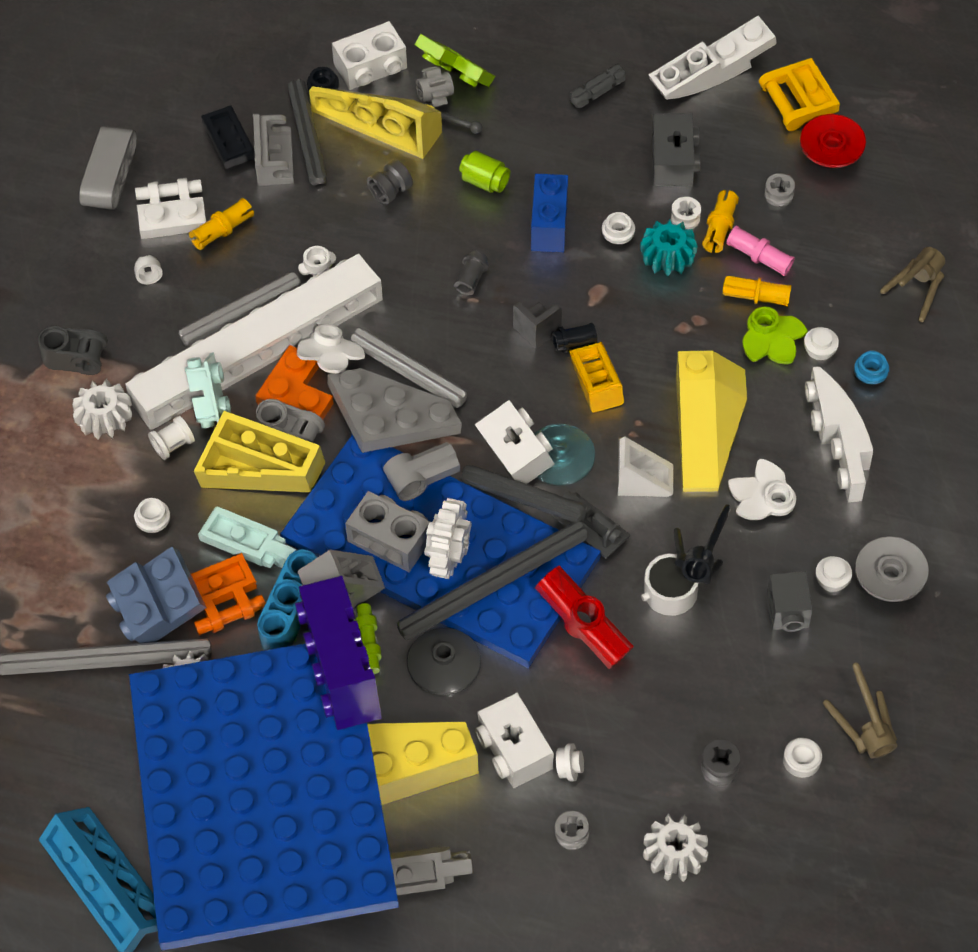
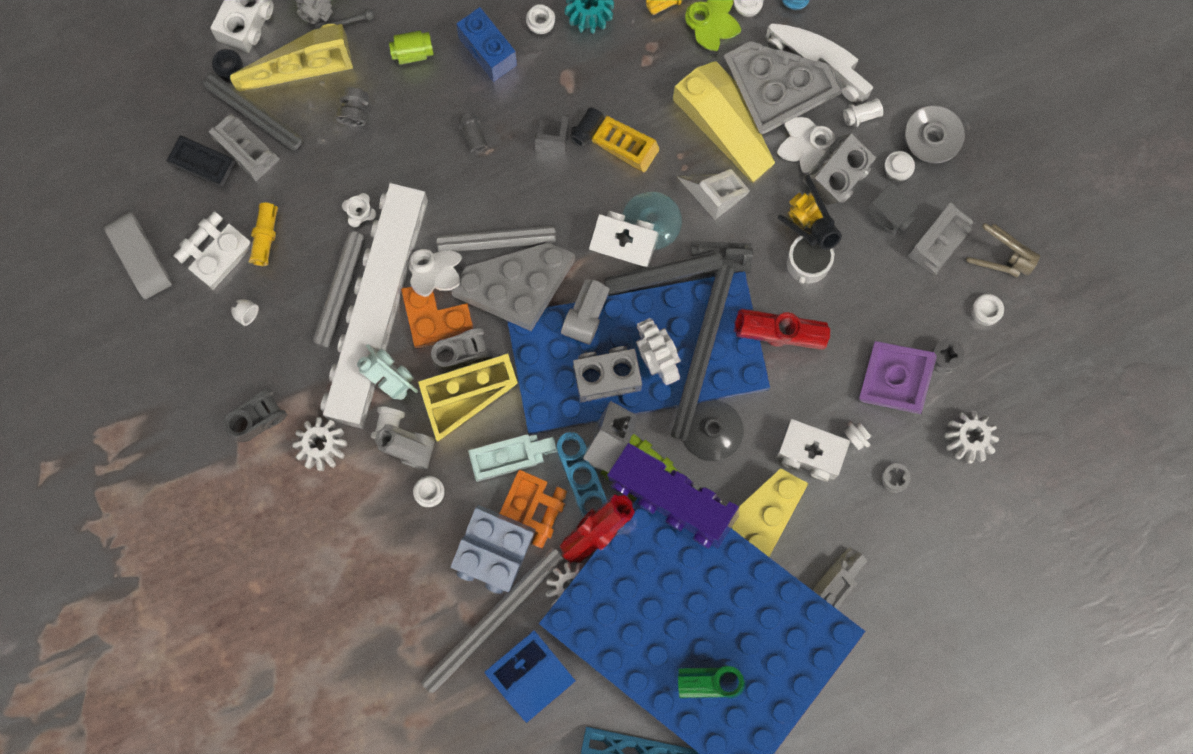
camera: 45 degrees left, 20 degrees up
(82, 718) = (530, 676): none -> blue slope
(171, 467) = (411, 447): none -> light grey piece
(216, 821) = (706, 682): none -> green piece
(257, 634) = (597, 528): none -> red piece
(654, 740) = (898, 377): none -> medium lavender plate
(700, 535) = (804, 210): none -> yellow gear
(767, 521) = (835, 164): none -> light grey brick
(780, 422) = (779, 83): none -> light grey plate
(813, 660) = (941, 239): none -> light grey hinge
(841, 504) = (863, 112): none -> white pin

